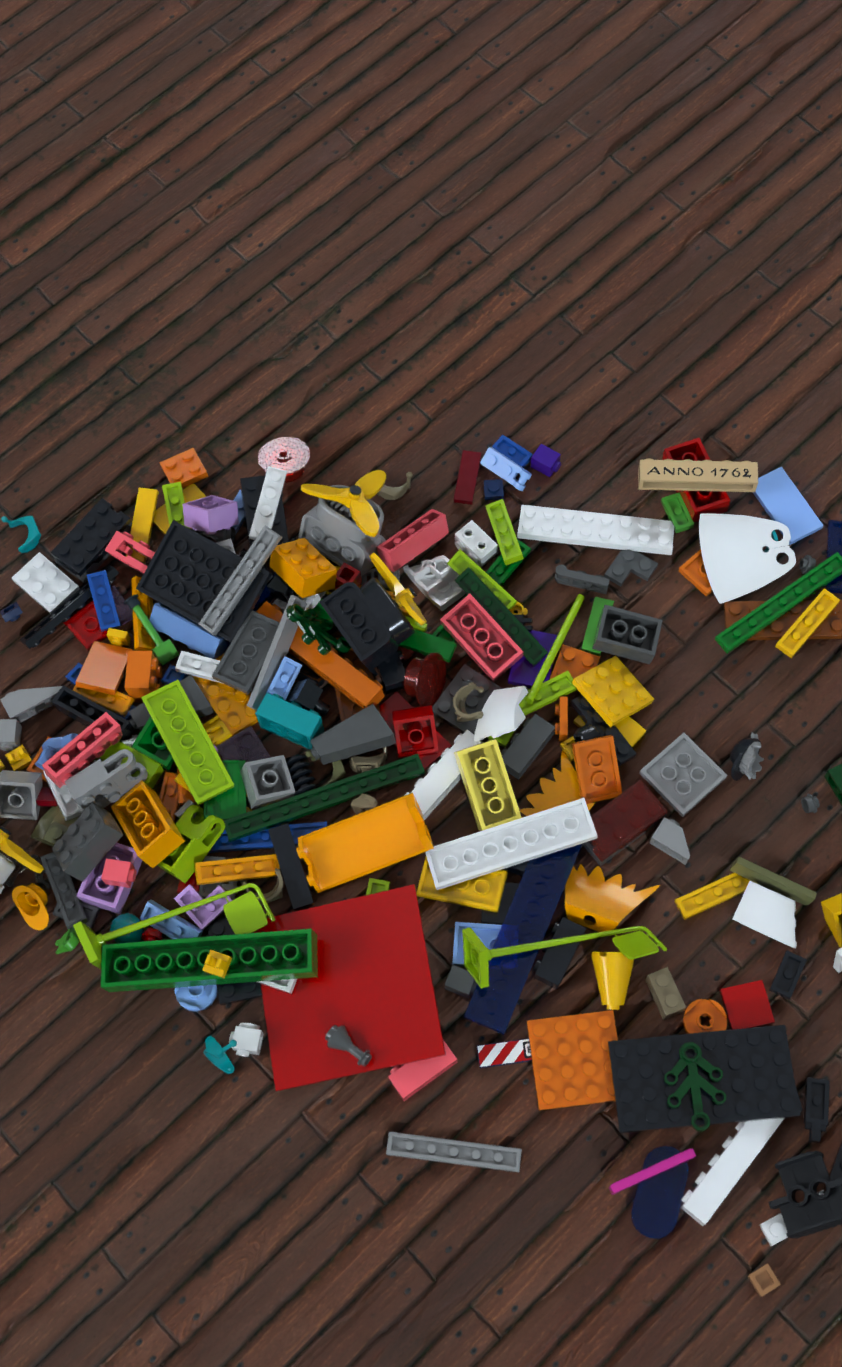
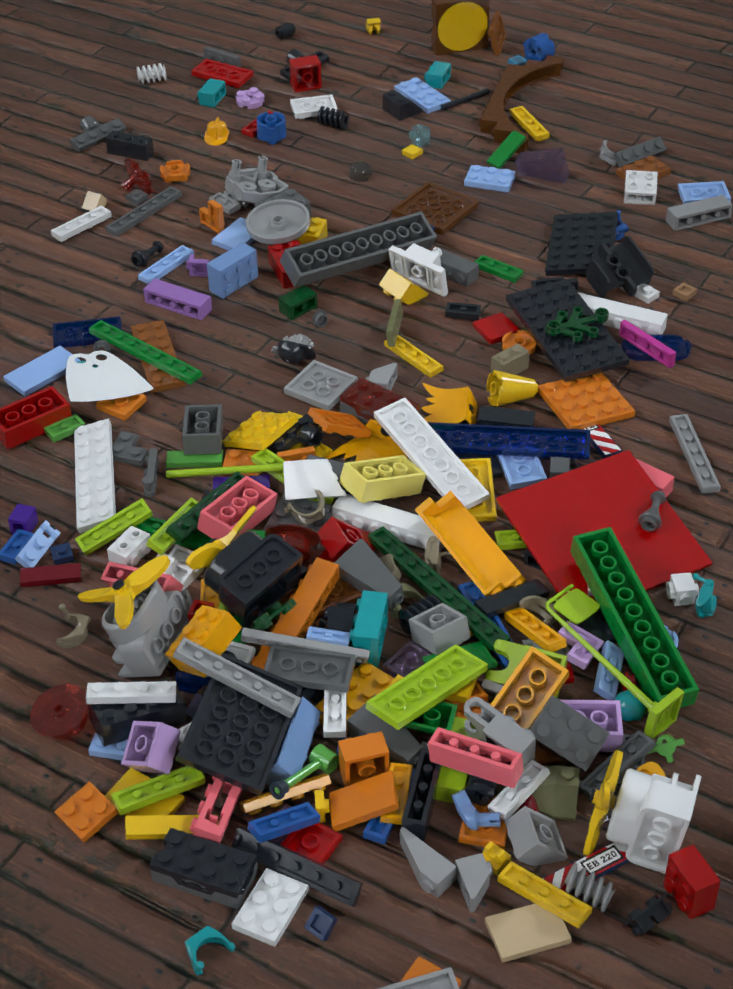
camera: 110 degrees left, 25 degrees down
(118, 873) = (587, 698): coral brick -> none
(217, 964) = (636, 594): yellow tile -> none
(630, 945) = (542, 441): lime piece -> none
(697, 475) = (33, 402): tan brick -> none
(768, 913) = (420, 324): white slope -> none
(807, 623) = (162, 333): yellow plate -> none

